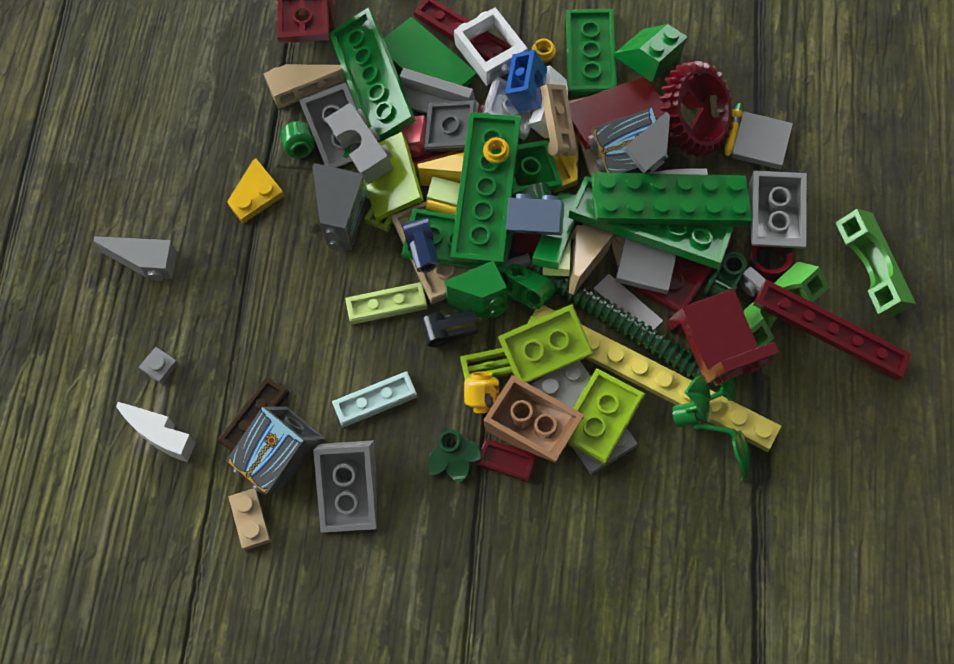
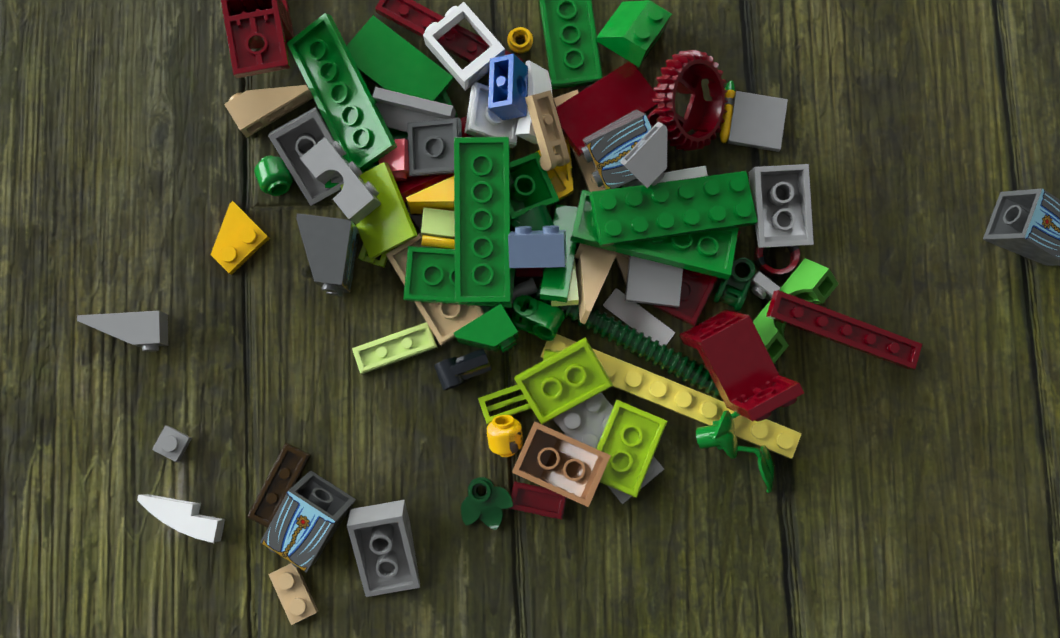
camera: 15 degrees left, 15 degrees up
(374, 399) = (398, 452): light aqua tile -> none
(420, 240) = (421, 286): dark blue piece -> none
(496, 143) = (488, 172): yellow plate -> none
(888, 285) = (895, 273): bright green arch -> none

